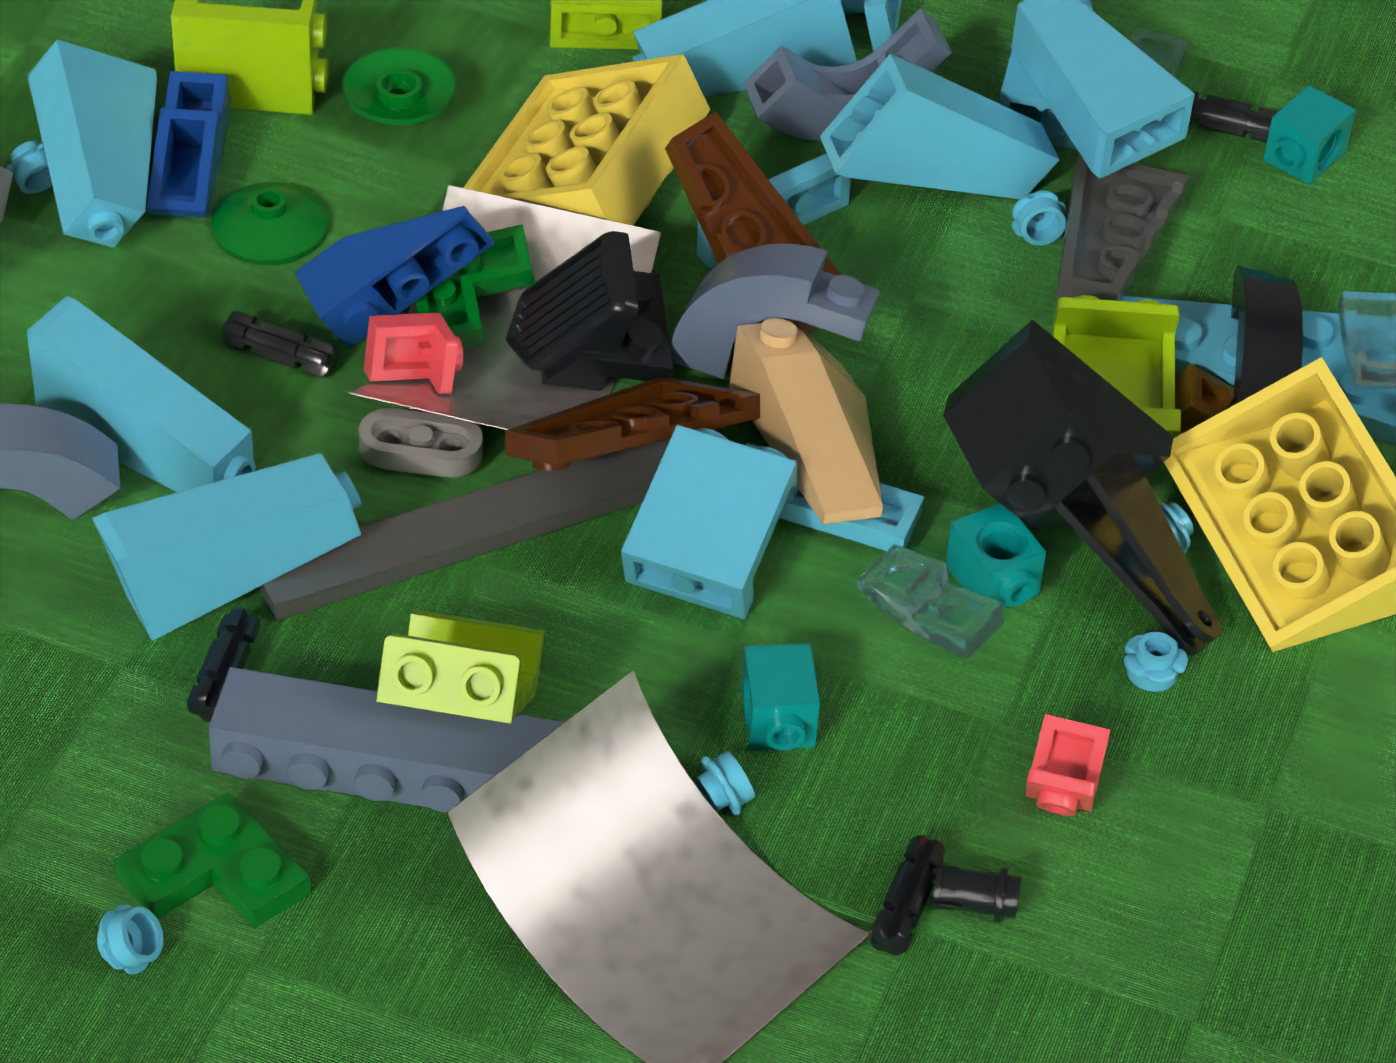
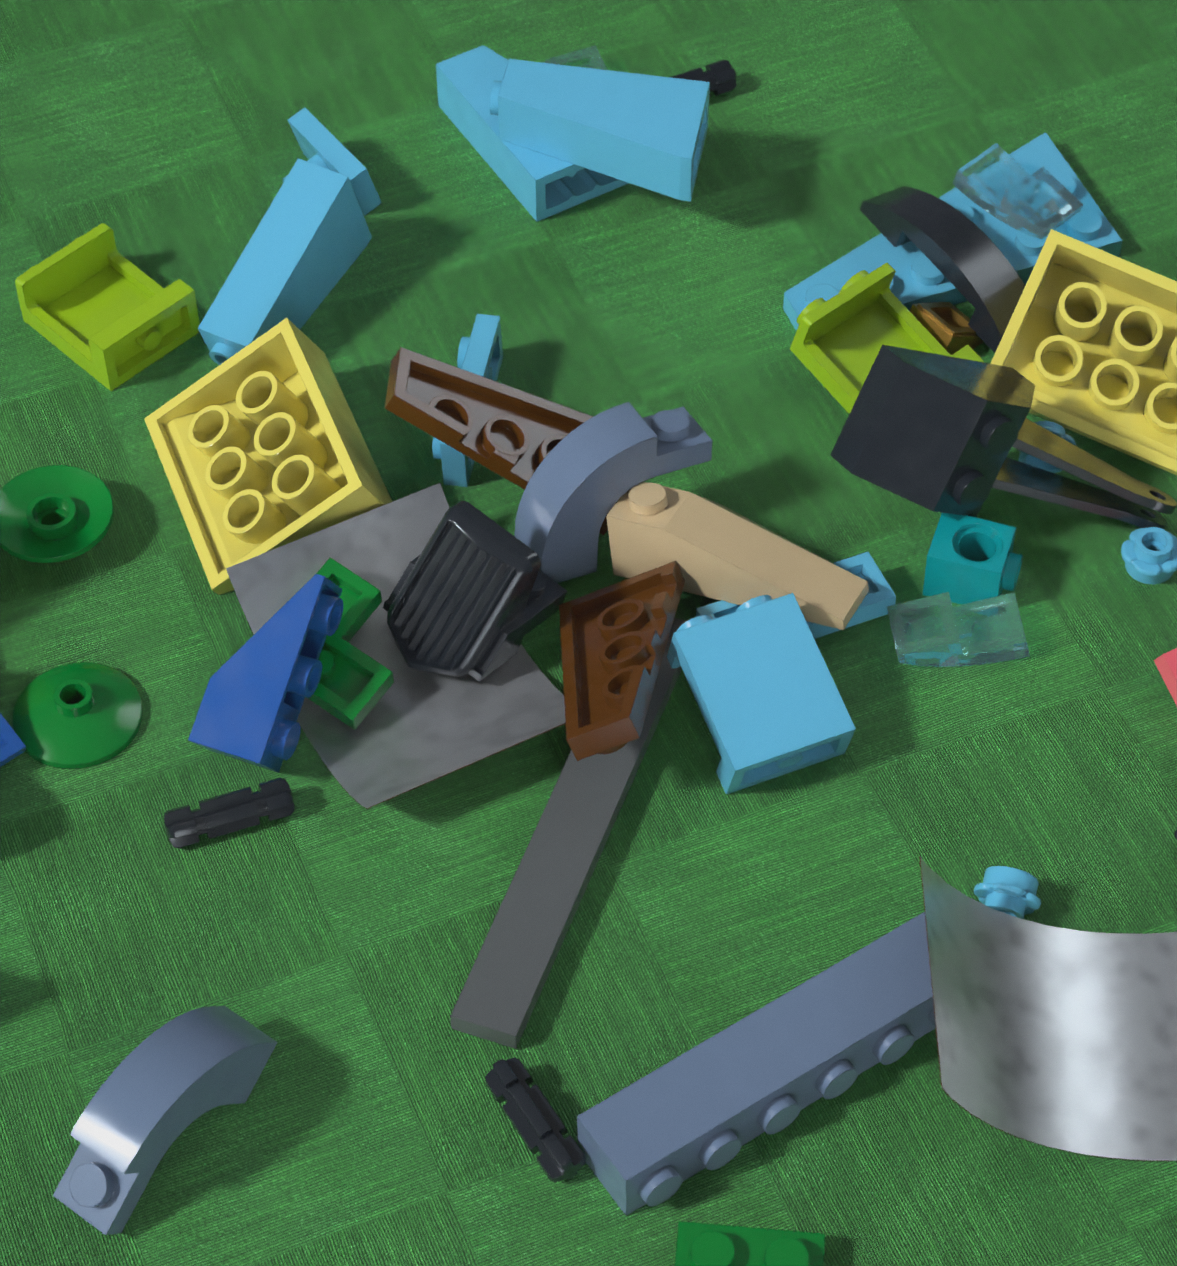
camera: 40 degrees left, 5 degrees up
(135, 400) = (175, 958): medium azure slope -> none
(225, 538) = (439, 1012): medium azure slope -> none
(413, 349) = (361, 727): coral bracket -> none
(420, 442) = (449, 809): light grey plate -> none
(461, 666) = (746, 968): lime panel -> none
(780, 697) = (966, 793): teal brick -> none
(807, 97) = (422, 256): sand blue arch -> none
(936, 135) = (542, 253): medium azure slope -> none
(1044, 227) = (663, 265): medium azure plate -> none
(1114, 227) = (731, 240): dark grey wing -> none
(1309, 134) = (767, 63): teal brick -> none

